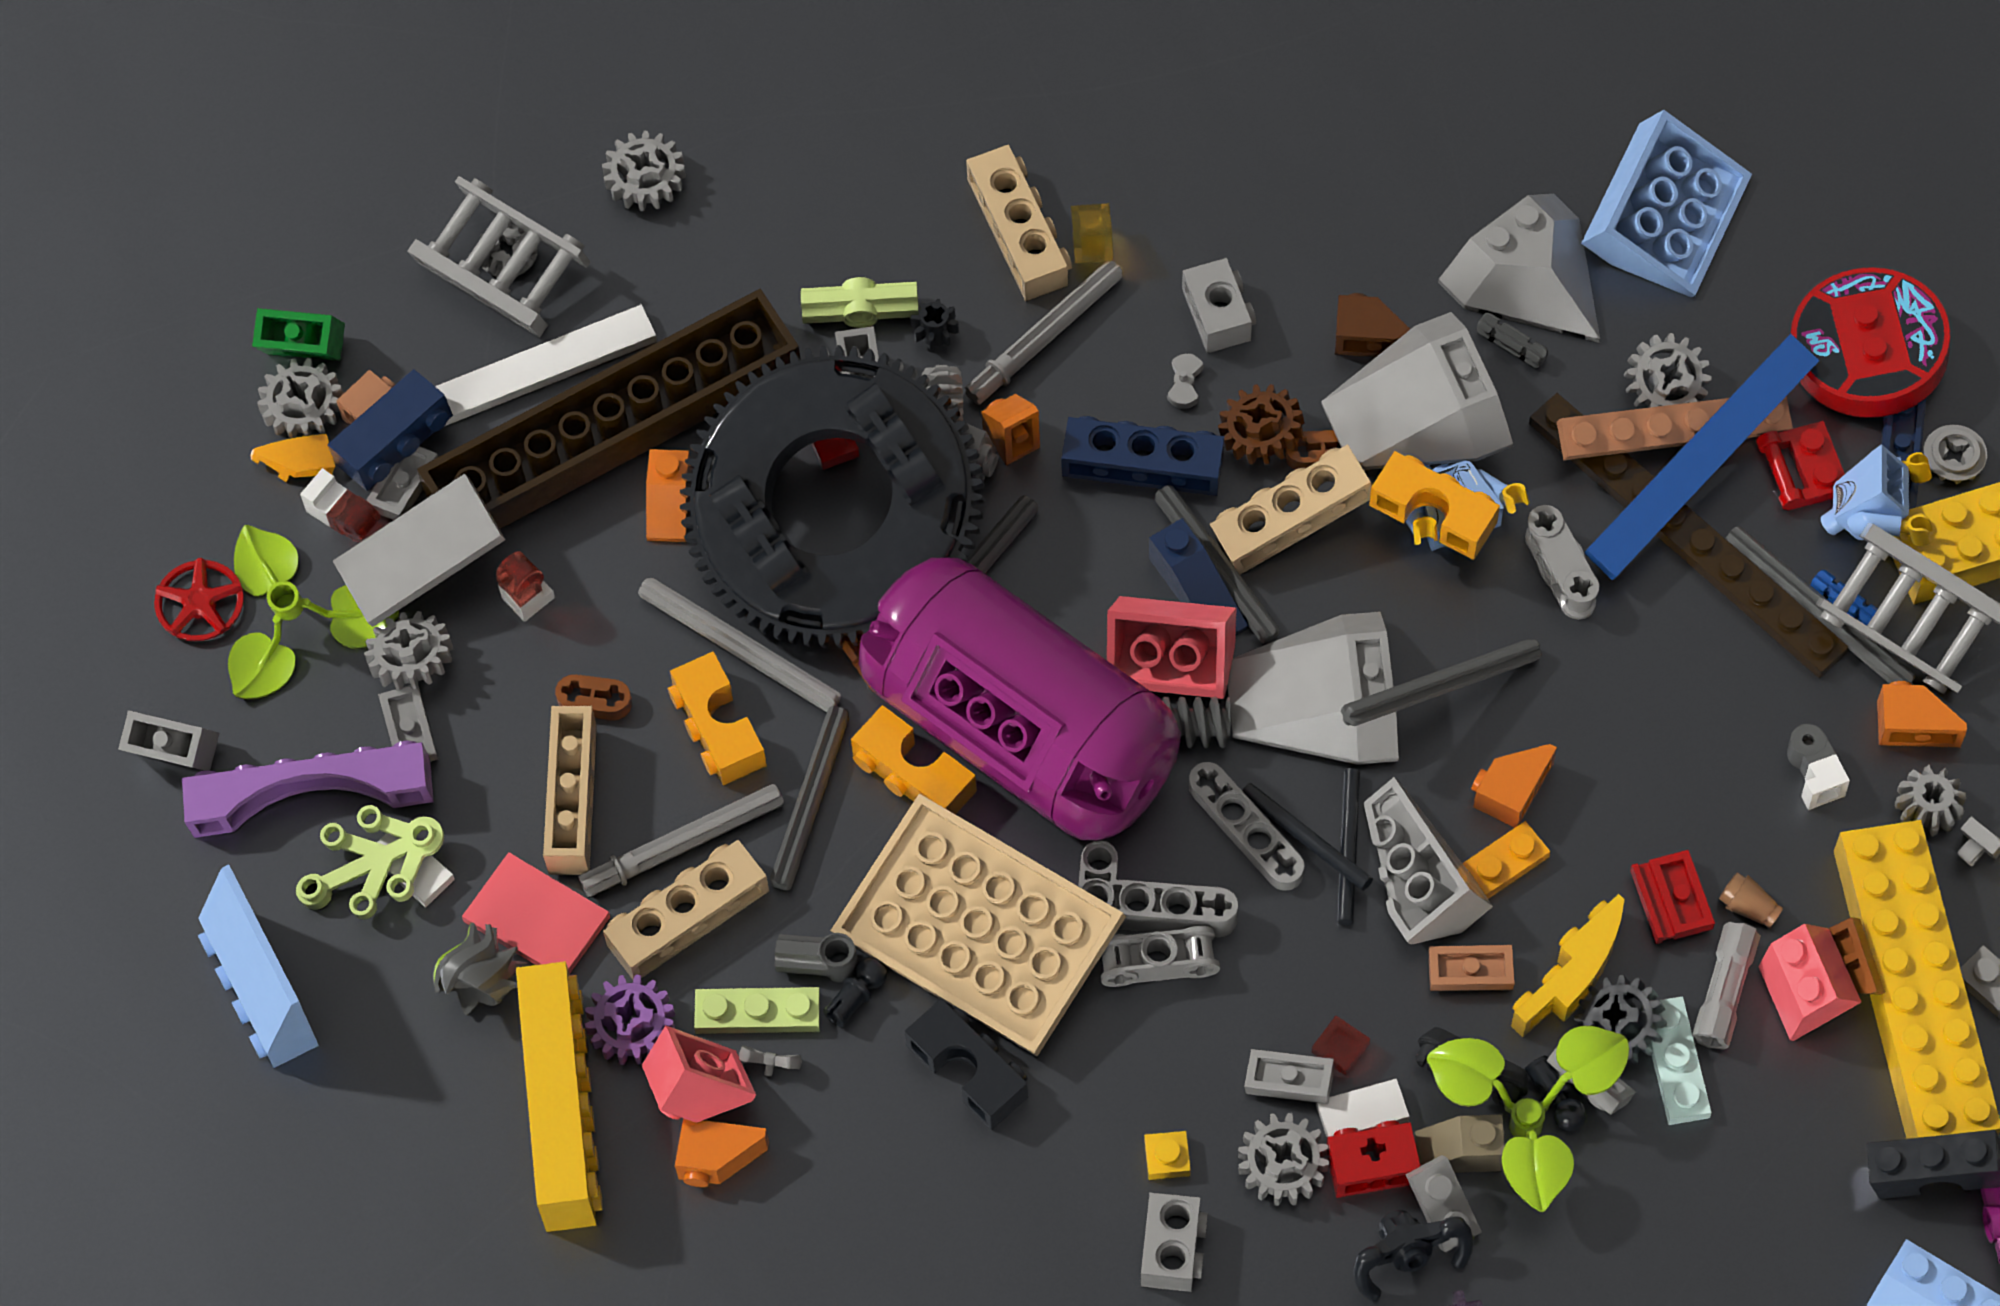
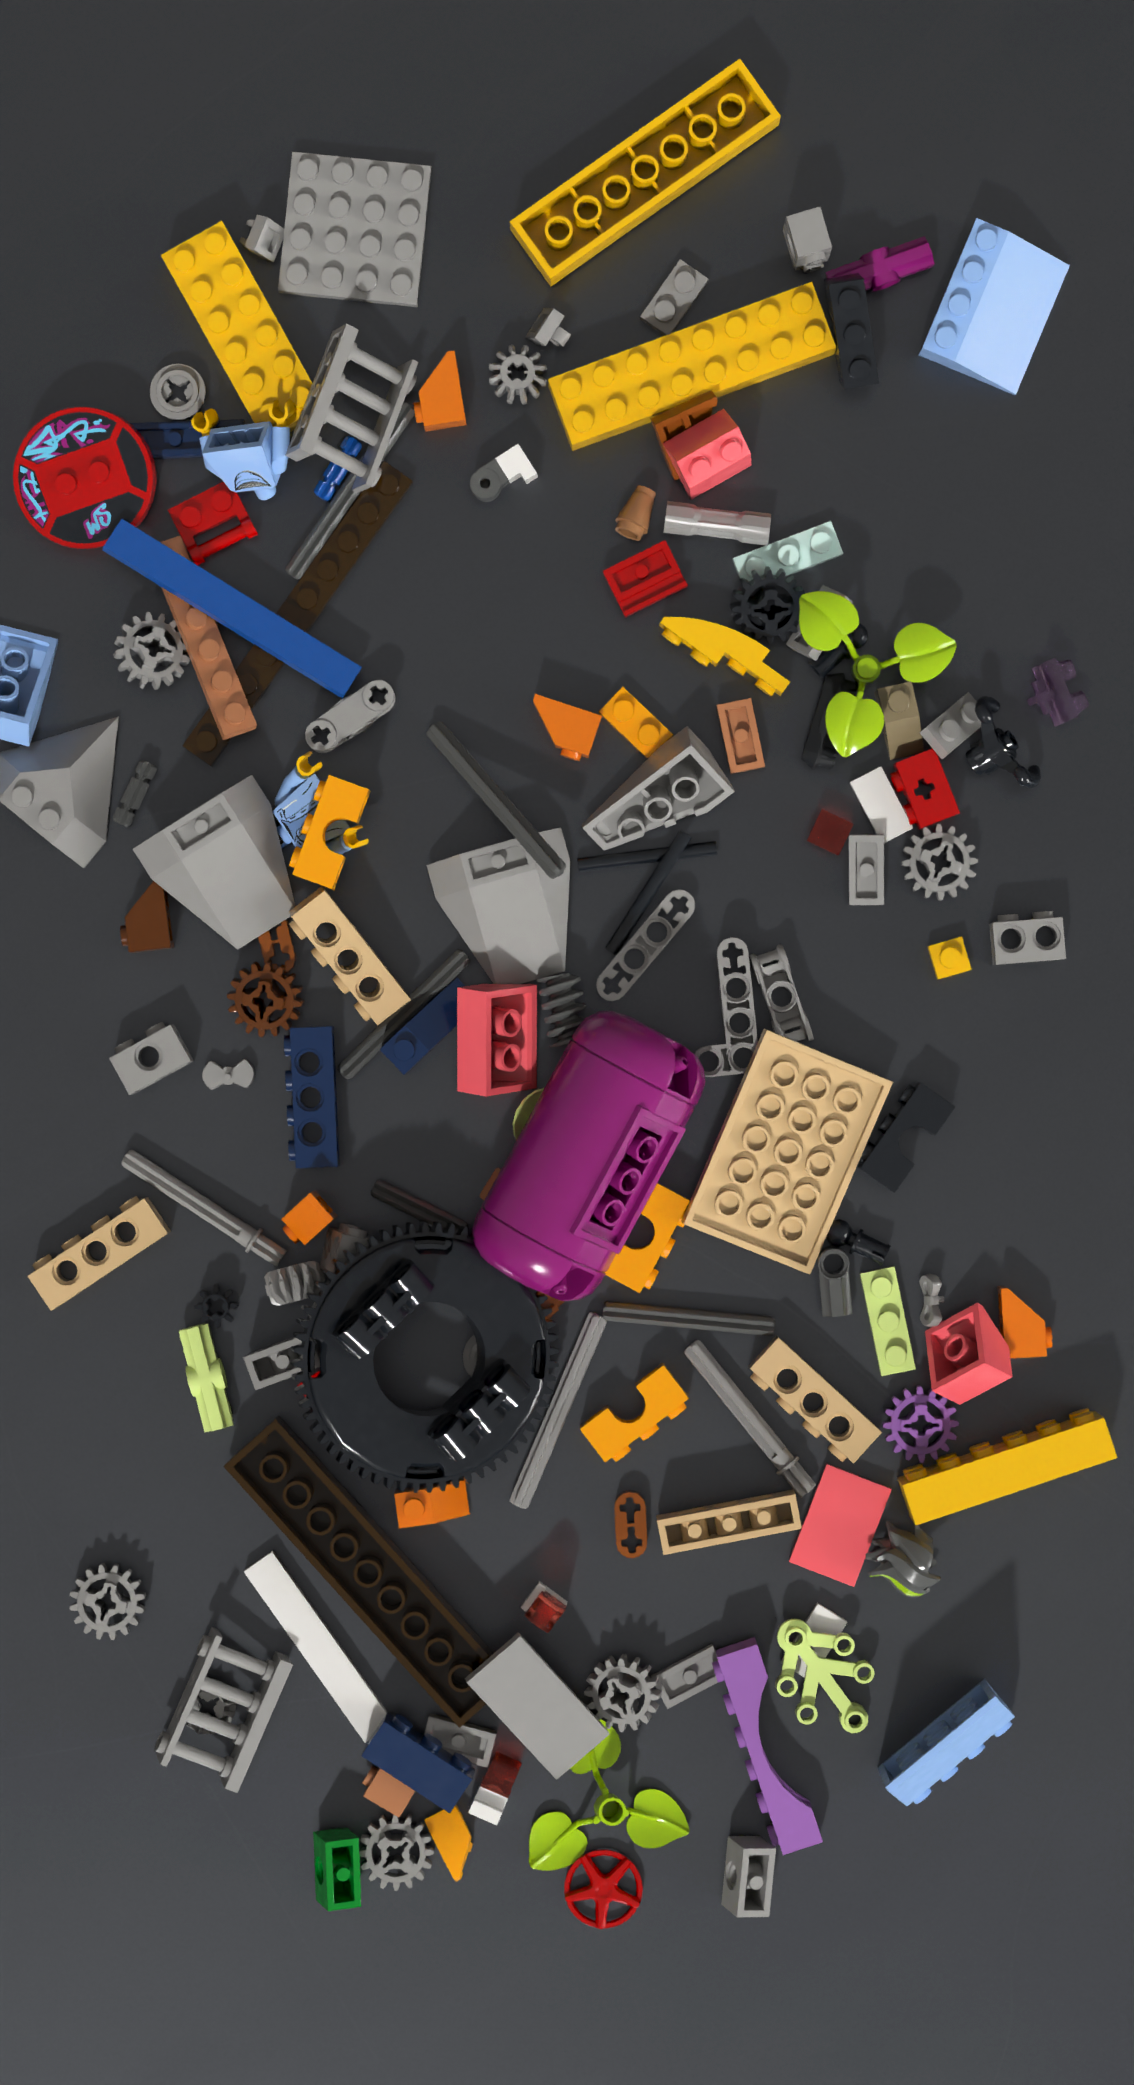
camera: 105 degrees left, 25 degrees up
(1092, 233) = (101, 1183): clear yellow brick -> none

